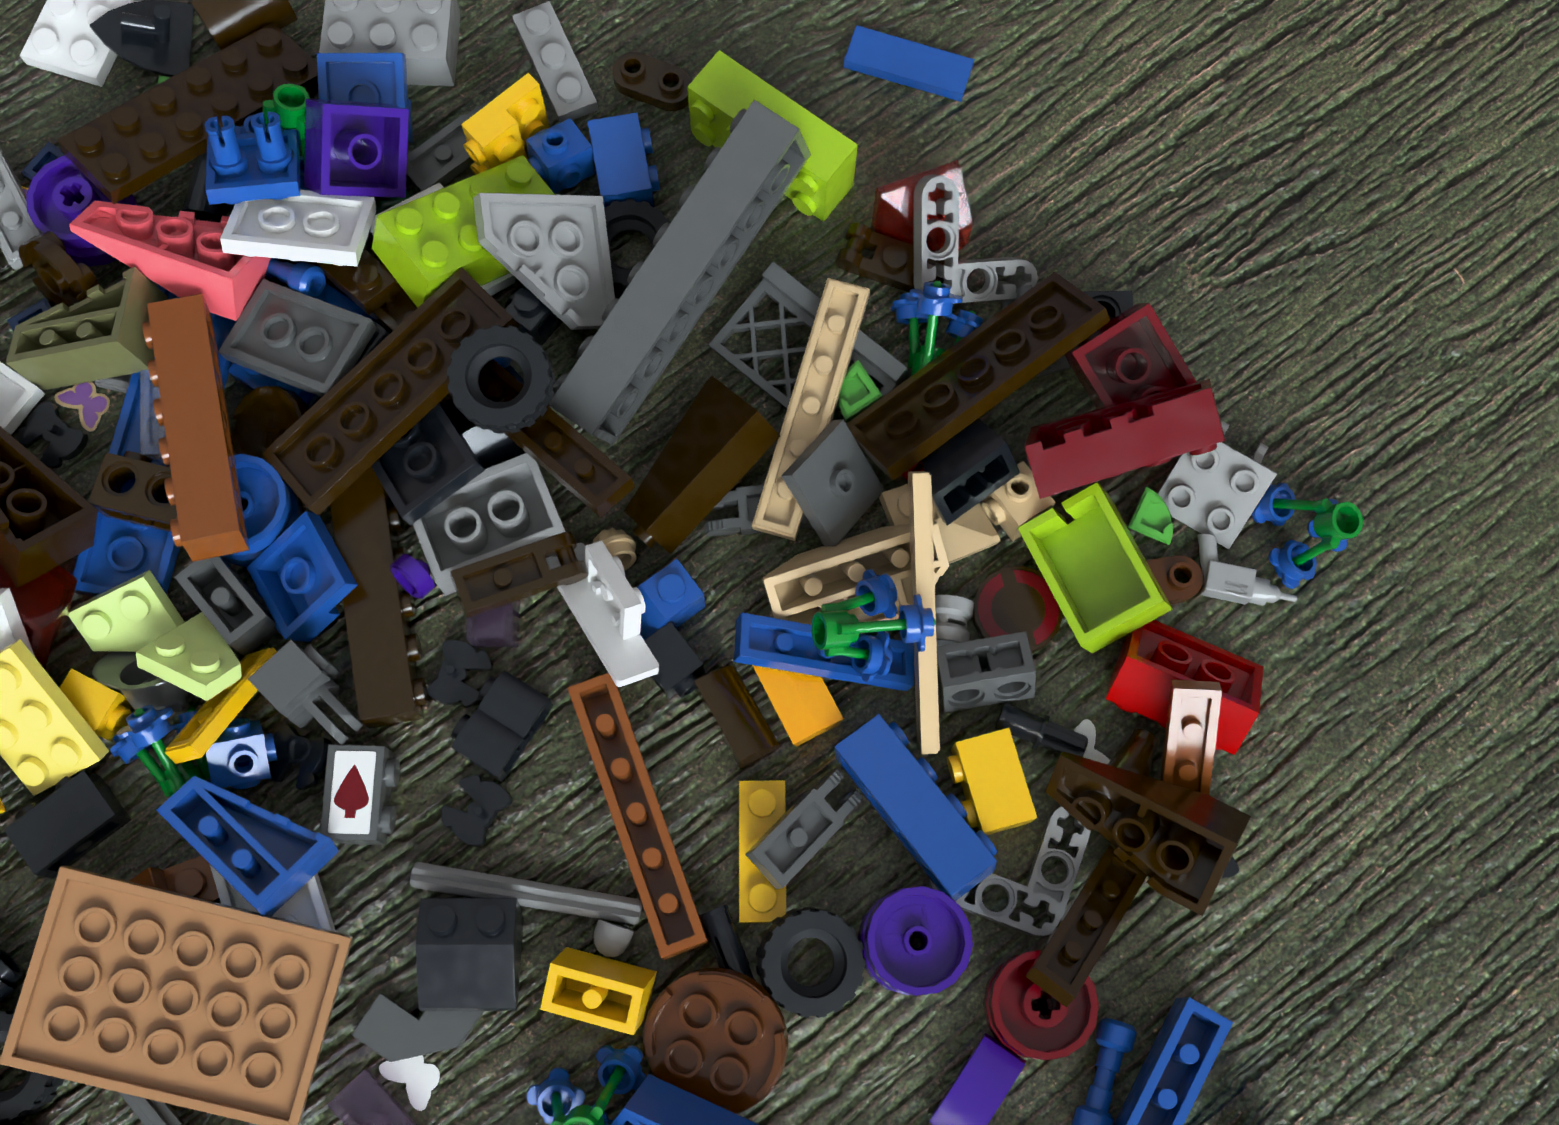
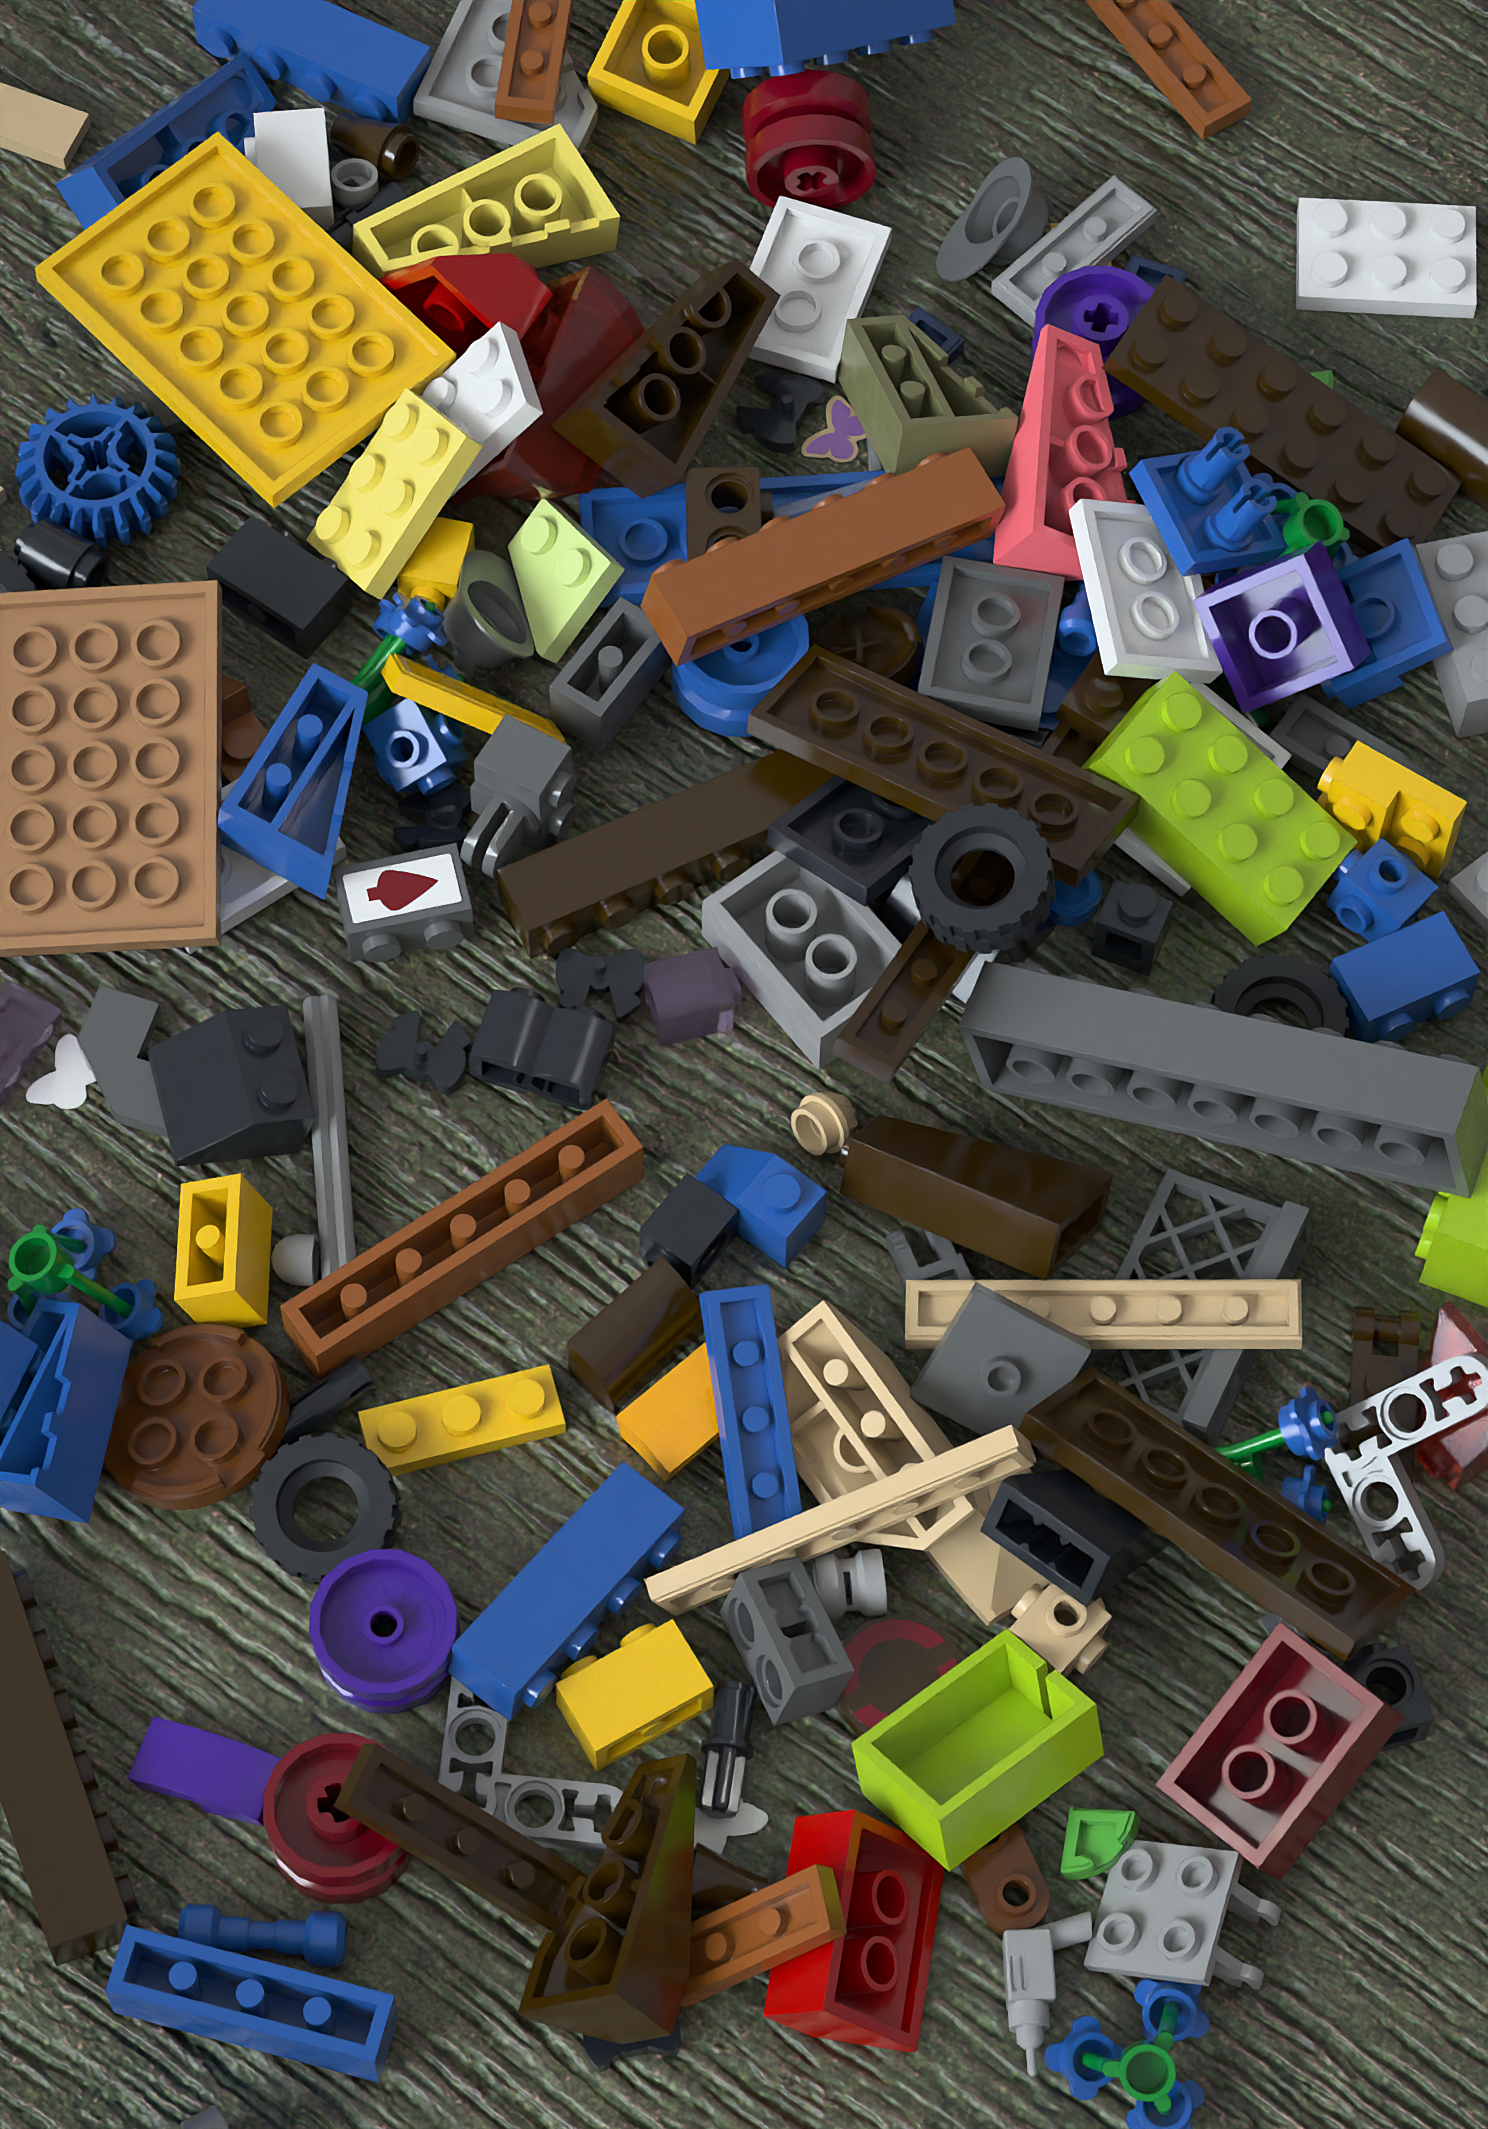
camera: 75 degrees right, 10 degrees down
(58, 274) = (984, 350): dark brown plate -> none
(149, 34) = (1386, 339): black shield -> none
(192, 658) = (518, 650): yellowish green wing -> none
(302, 579) = (663, 748): blue plate -> none
(412, 575) = (706, 873): dark purple tile -> none
(517, 574) = (744, 998): dark brown plate -> none
(553, 249) = (1216, 906): light grey plate -> none
(609, 614) = (726, 1120): white bracket -> none
(802, 831) = (497, 1451): dark grey hinge -> none
(836, 629) = (763, 1471): plant -> none
(857, 392) = (1154, 1375): bright green tile -> none
(1123, 437) = (1169, 1718): dark red wedge -> none

